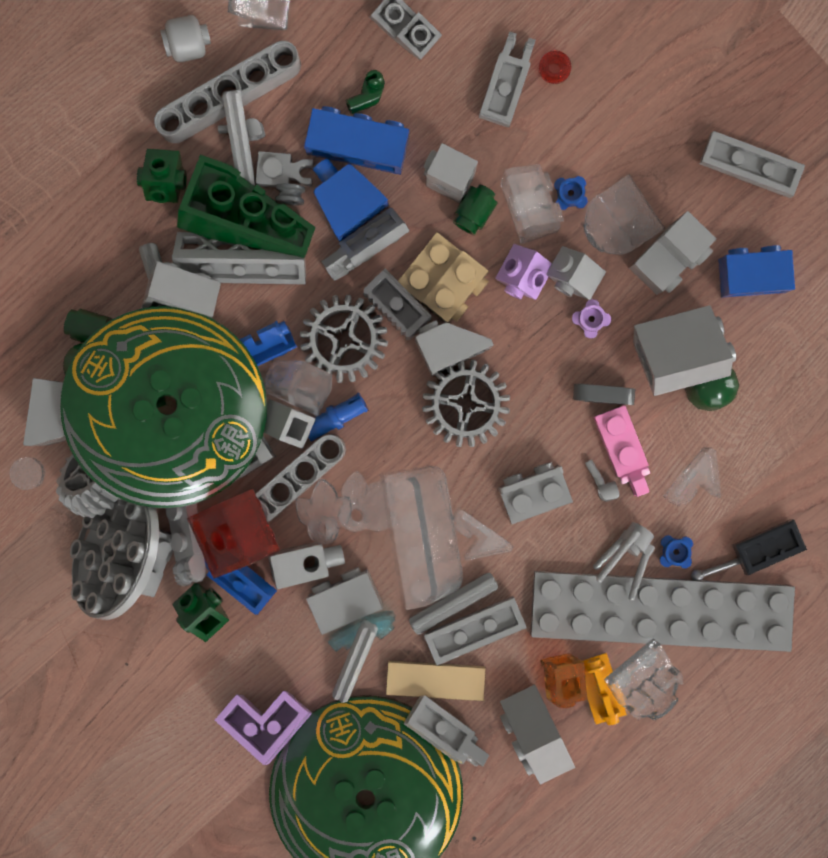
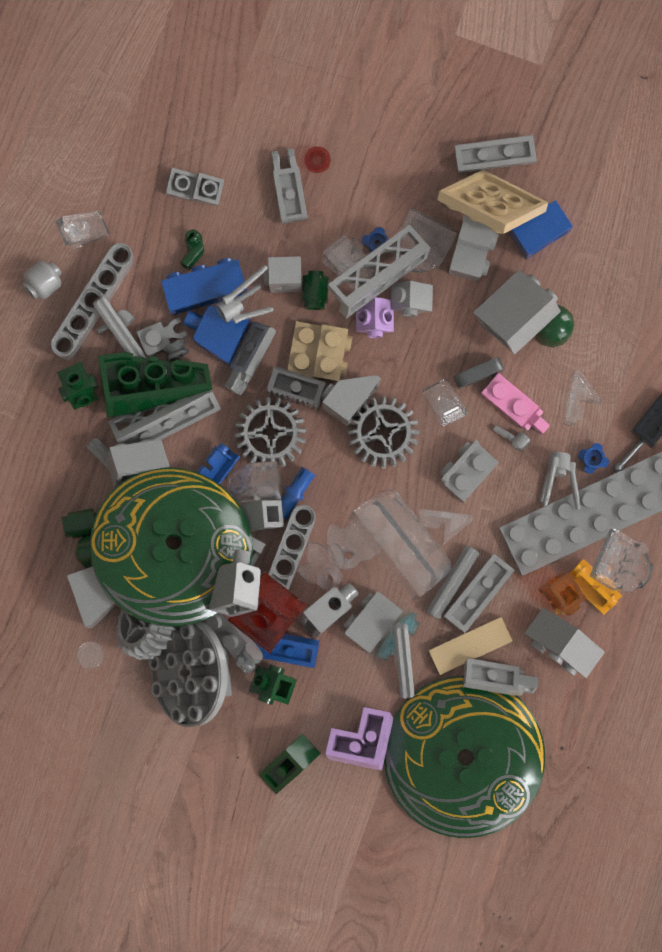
camera: 30 degrees left, 5 degrees down
(176, 703) = (289, 763): none -> dark green slope
(208, 492) = (236, 587): none -> light grey torso
(372, 176) = (231, 306): none -> light grey plant
(549, 407) = (444, 402): none -> clear slope
(556, 236) = (383, 279): none -> light grey fence
(600, 318) = (448, 321): lavender plate -> none
(723, 214) = (492, 201): none -> tan plate

